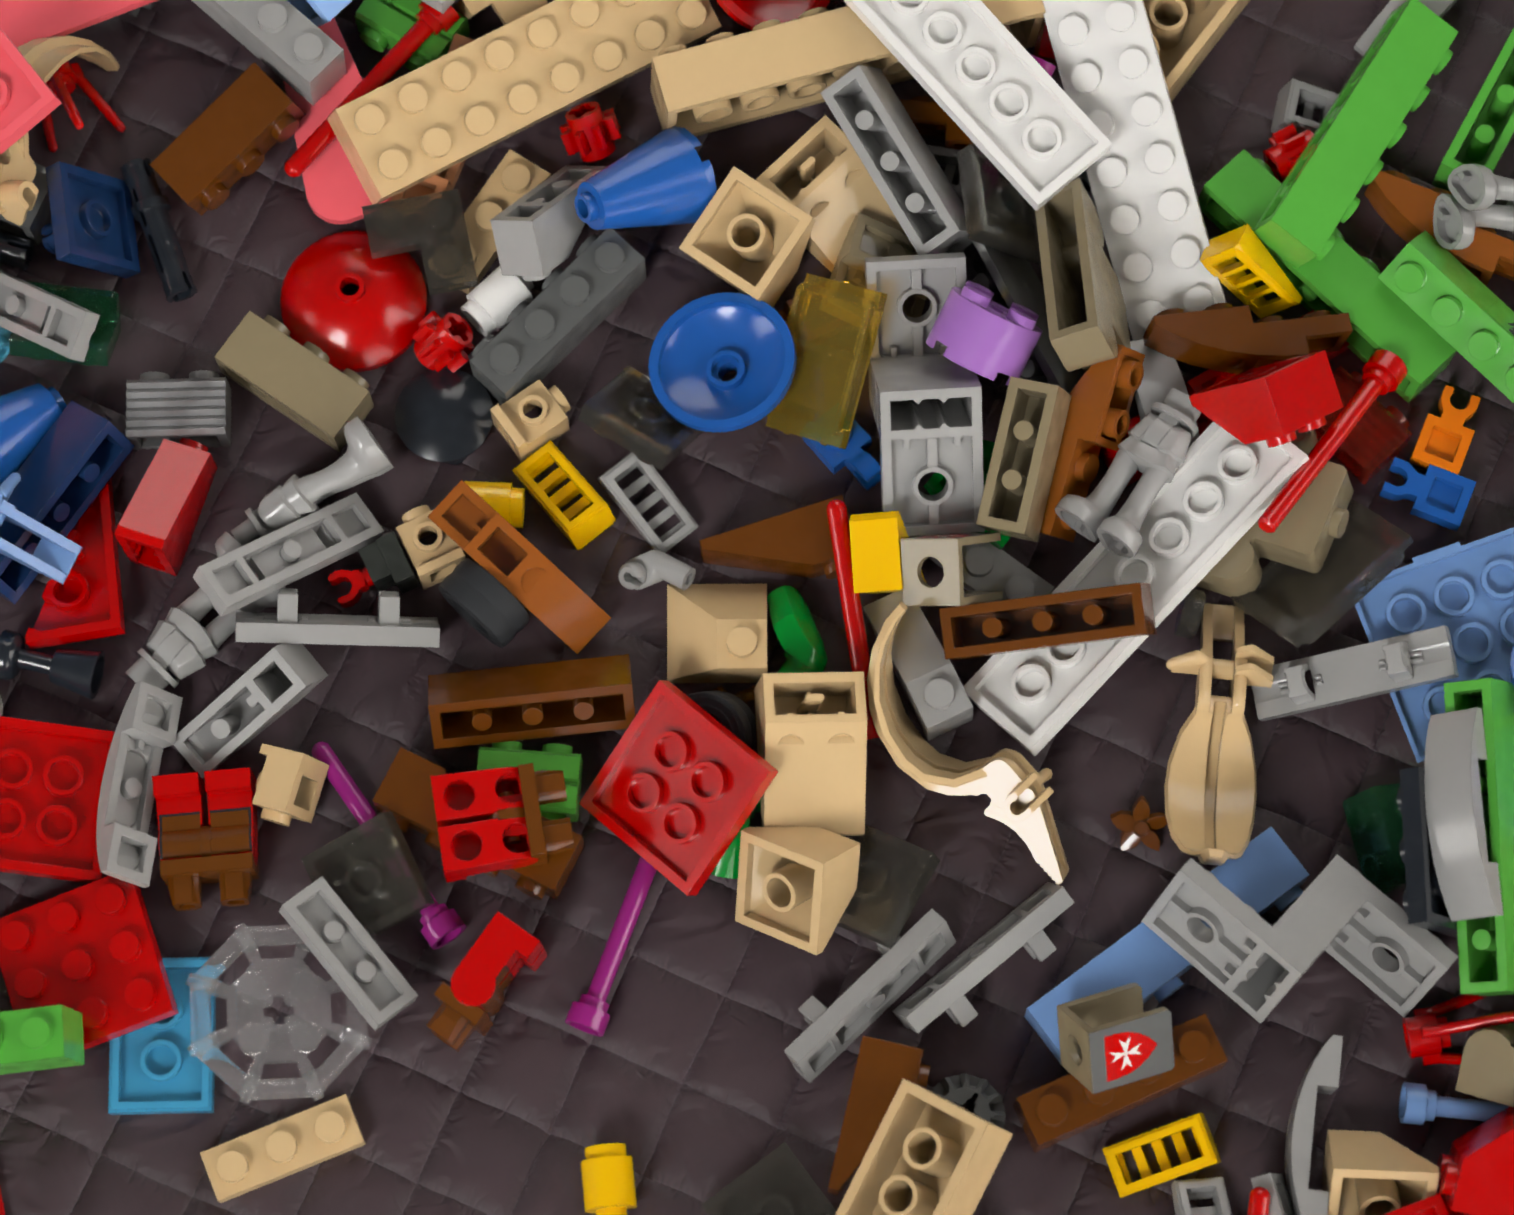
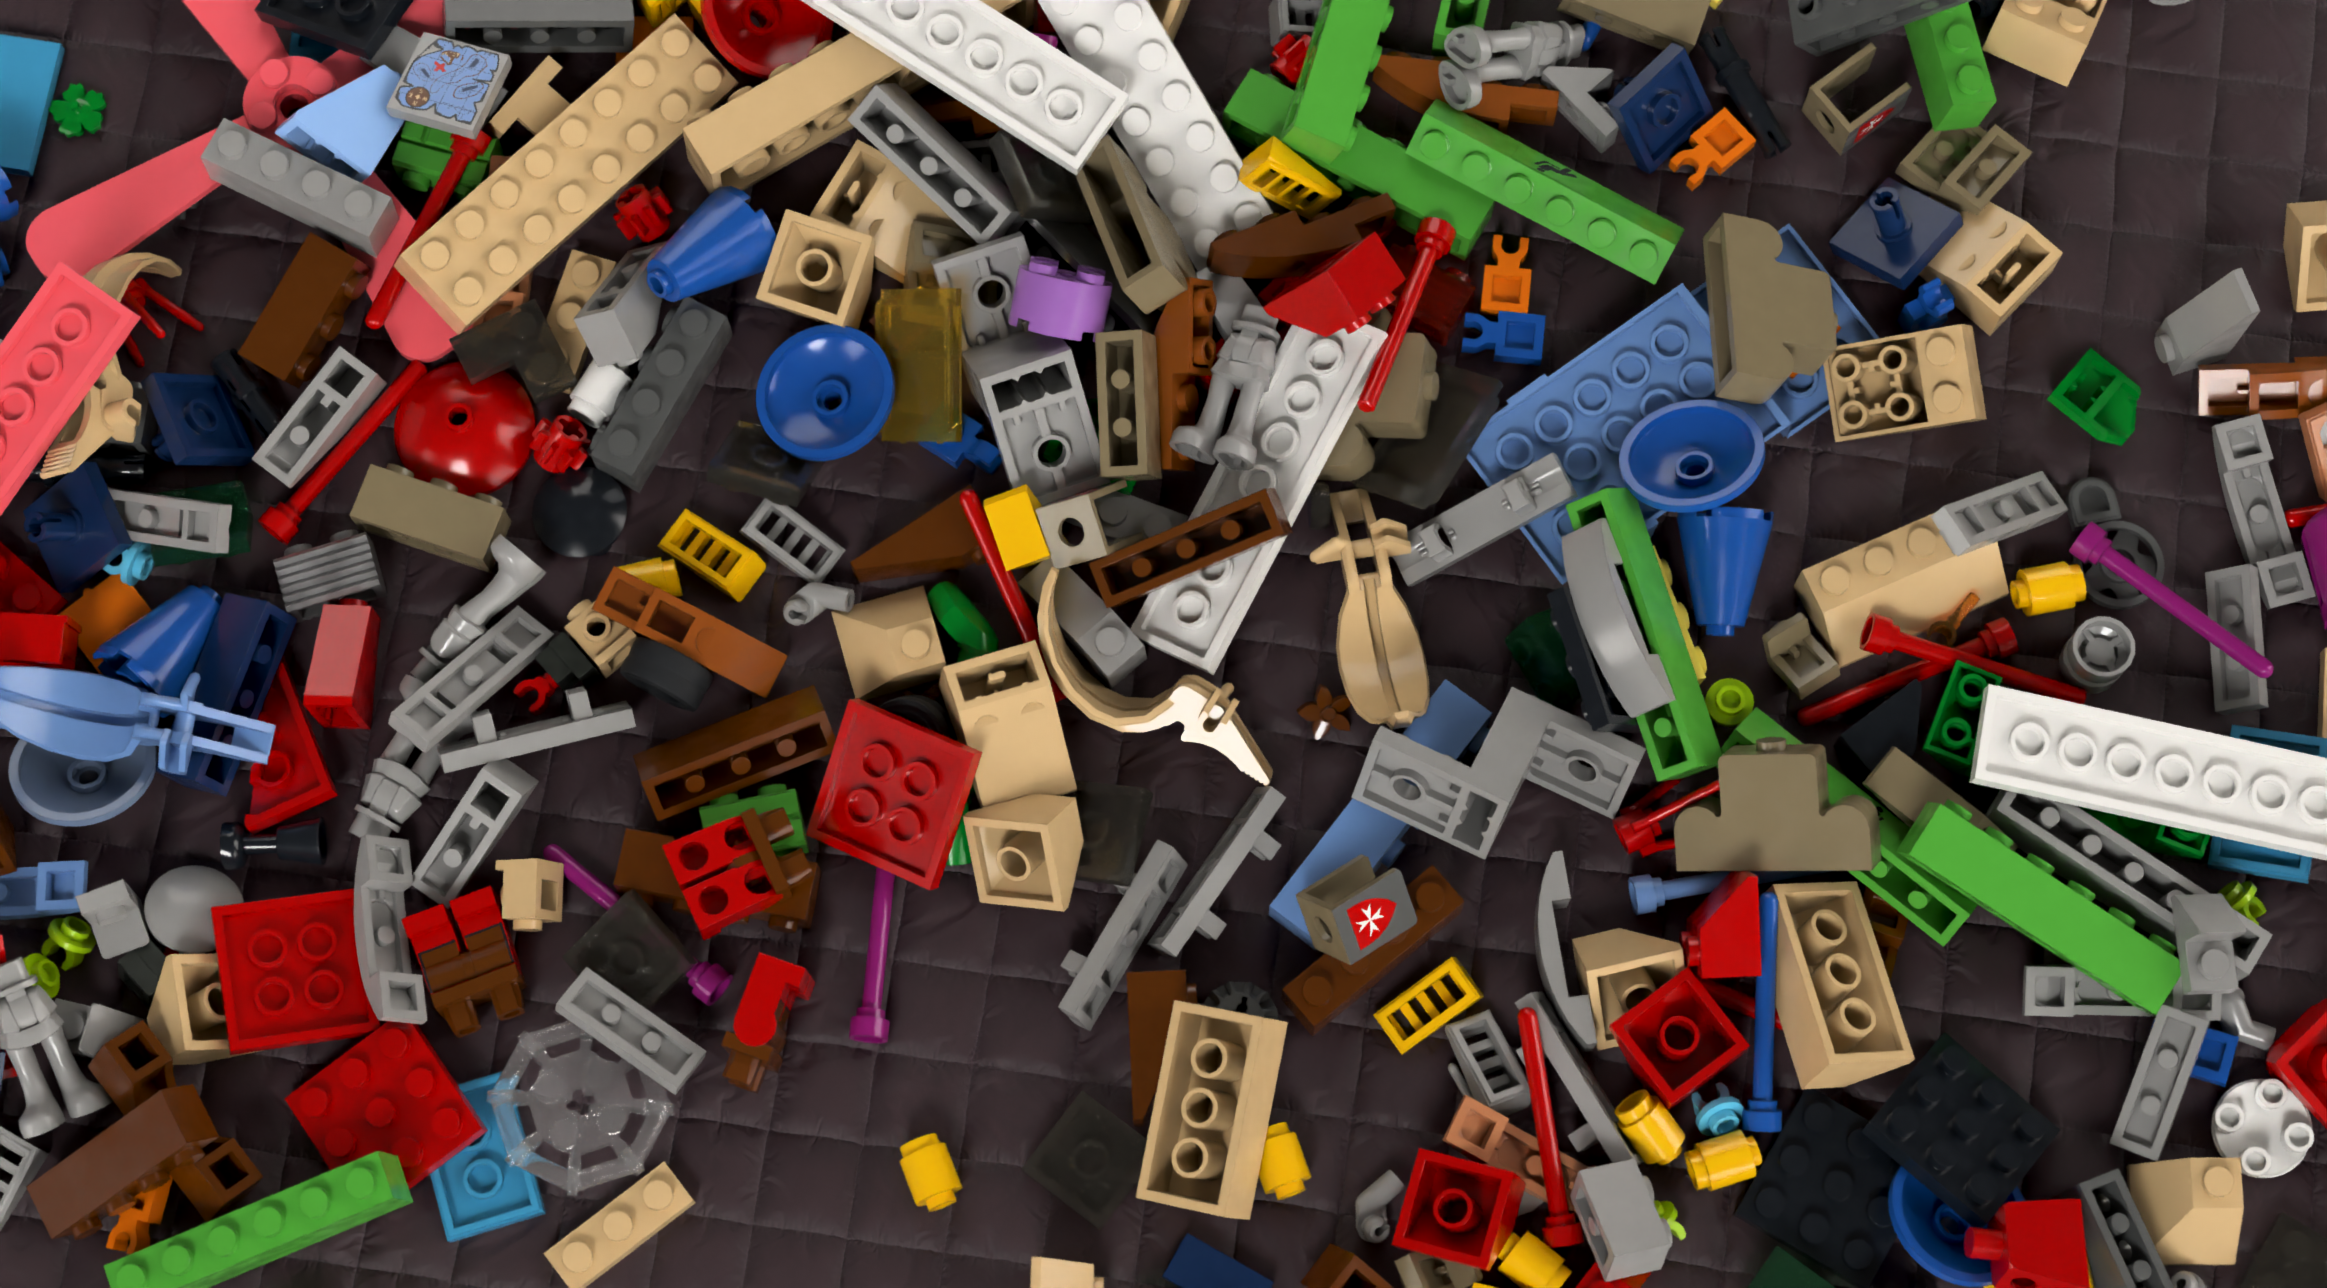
camera: 15 degrees left, 0 degrees up
(149, 342) = (284, 518): none -> red piece
(212, 250) = (319, 417): none -> light grey slope
(530, 434) = (662, 508): tan brick -> none

